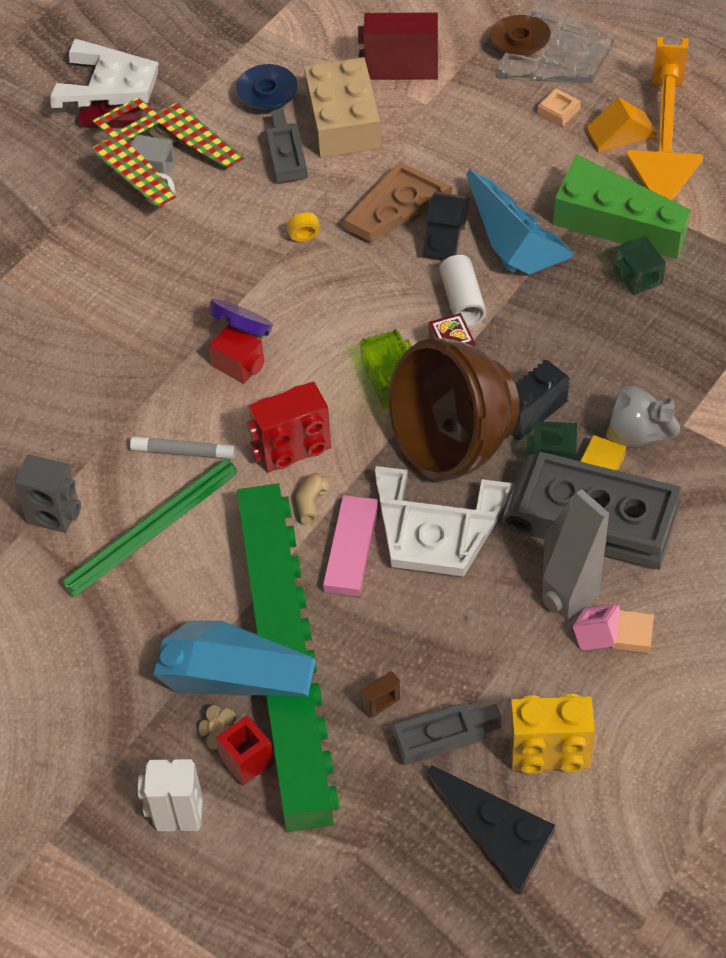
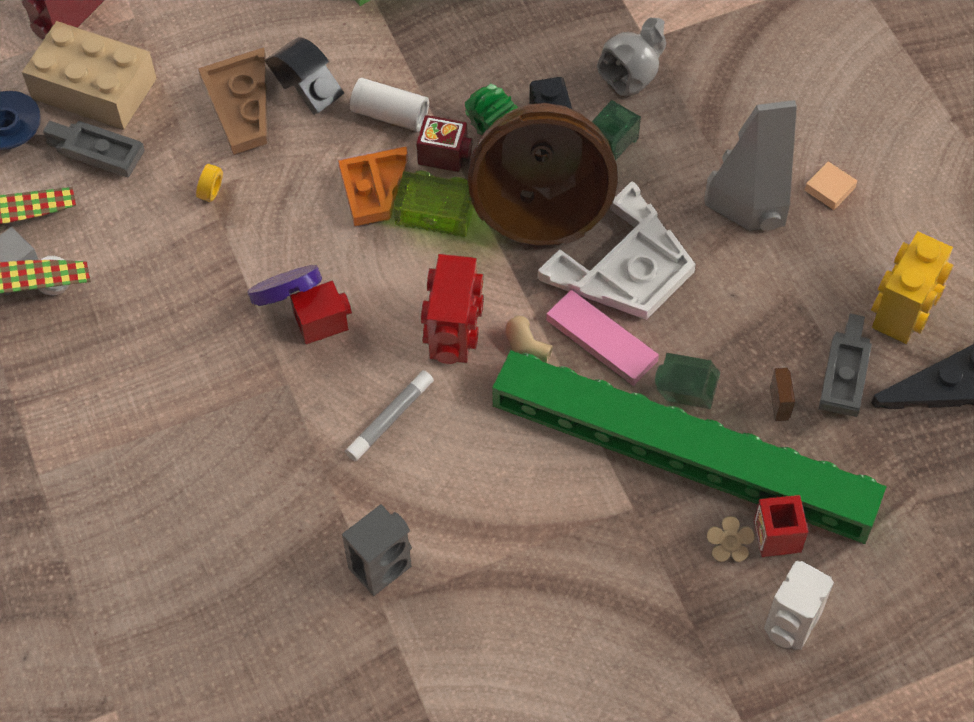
camera: 60 degrees left, 5 degrees up
(148, 527) = (465, 490): green axle -> none
(230, 660) = (676, 490): dark azure wedge -> none
(340, 618) = (687, 380): none -> clear green brick
(378, 316) = (373, 183): none -> orange wing
(504, 347) = (487, 106): none -> green gear
(514, 231) = (364, 33): dark azure wedge -> none
(597, 627) = (814, 204): bright pink slope -> none
(604, 453) = (646, 105): yellow tile -> none
(638, 507) = (686, 144): dark grey hinge -> none

